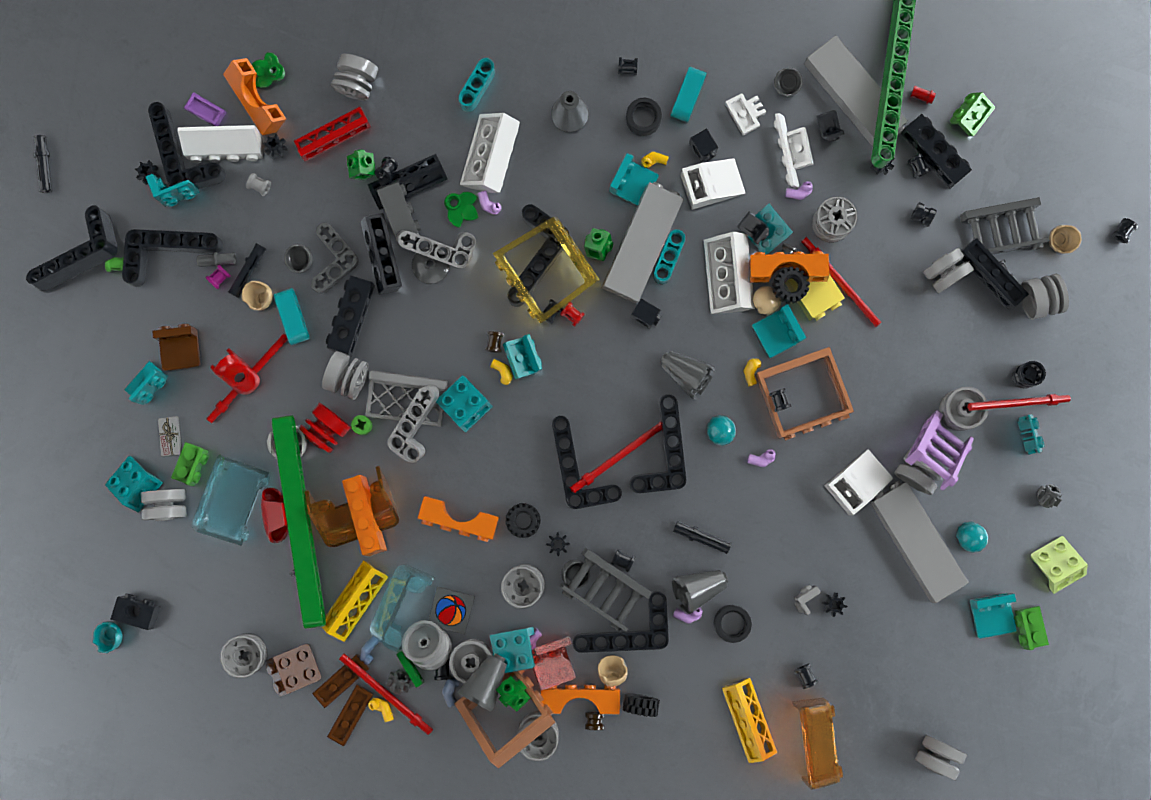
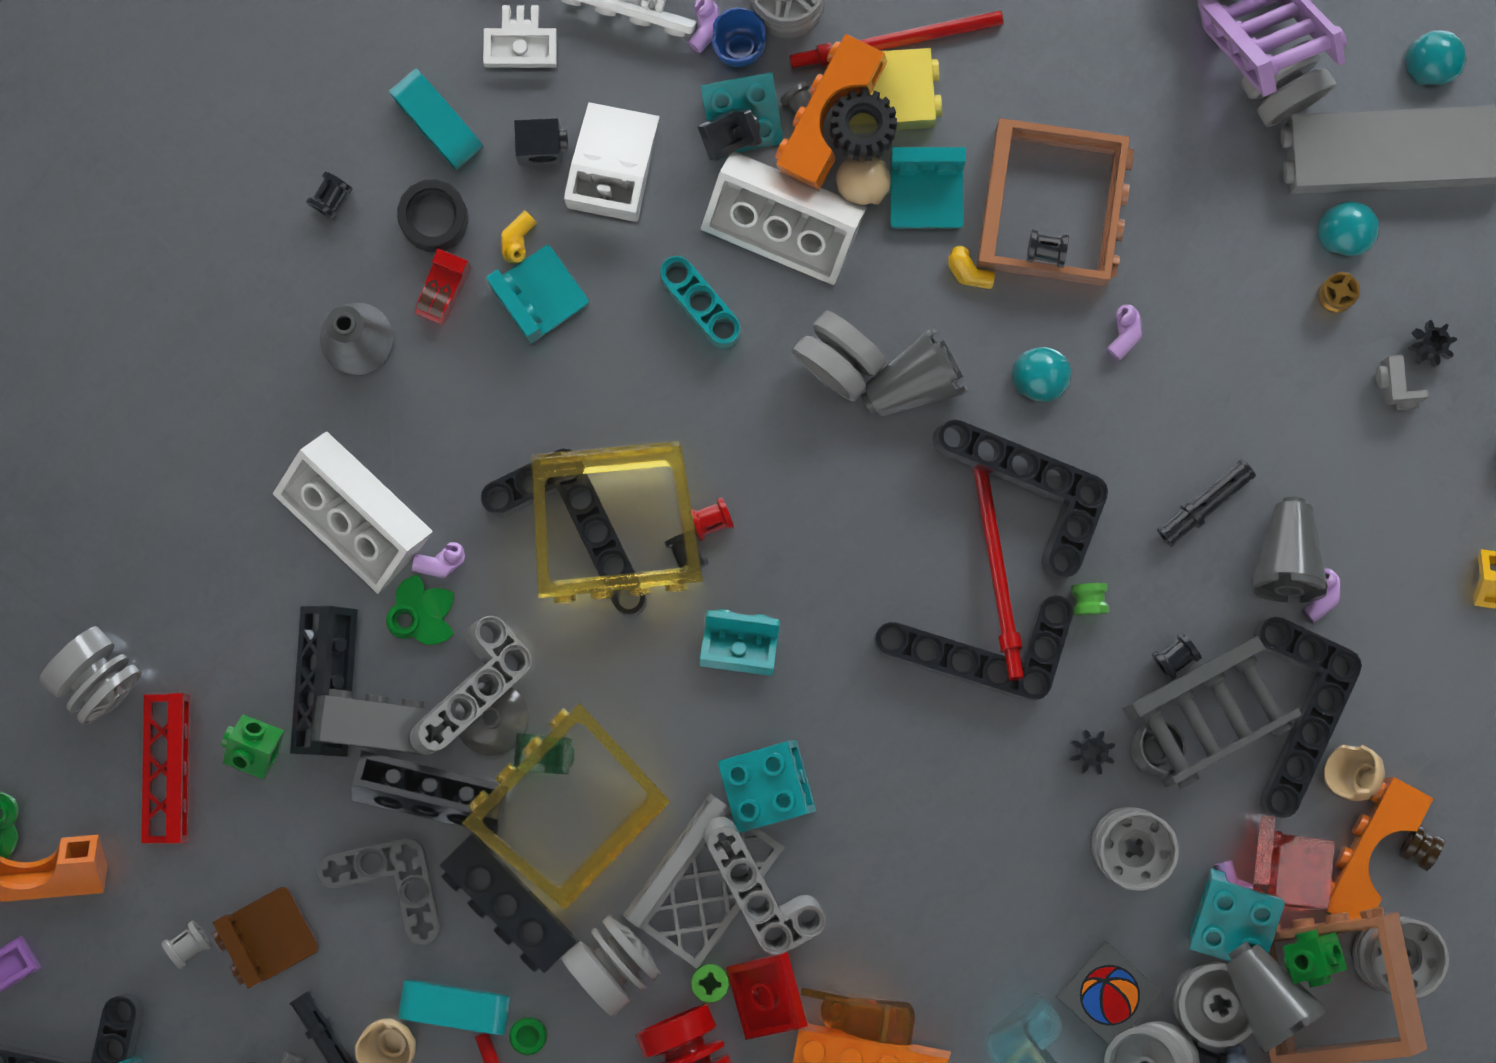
camera: 60 degrees left, 0 degrees up
(221, 143) = (80, 972): white slope -> none
(278, 150) = (124, 882): black gear -> none
(278, 216) = (265, 937): none -> reddish brown bracket
(296, 356) = (528, 1036): none -> green tile
(298, 258) = (358, 942): dark grey hair -> none
(368, 338) = (623, 834): none -> clear yellow windscreen
(368, 453) = (766, 996): none -> red tile
(387, 169) = (282, 706): black bush -> none
(425, 295) = (555, 761): none -> clear green bracket
(435, 512) = (993, 865): orange arch -> none
(477, 76) = (204, 461): teal beam -> none
(494, 342) = (687, 677): dark brown bush -> none
(504, 369) = (745, 686): yellow arm -> none
(511, 520) = (1043, 786): black tyre -> none
(598, 244) = (614, 410): green brick -> none
(613, 138) = (442, 286): none -> red leg
(628, 506) = (1090, 599): none -> bright green wheel
(641, 705) = (1436, 754): black tyre -> none
(642, 242) = (651, 333): light grey brick -> none
(646, 314) = (778, 393): black brick -> none
(679, 332) = (839, 355): none -> light grey wheel
(732, 638) = (1397, 509): black tyre -> none
(801, 209) = (739, 37): none -> blue hair
(838, 547) = (1343, 286): none -> pearl gold wheel
(858, 482) = (1251, 194): white slope -> none
(867, 537) = (1349, 228): none -> teal hair

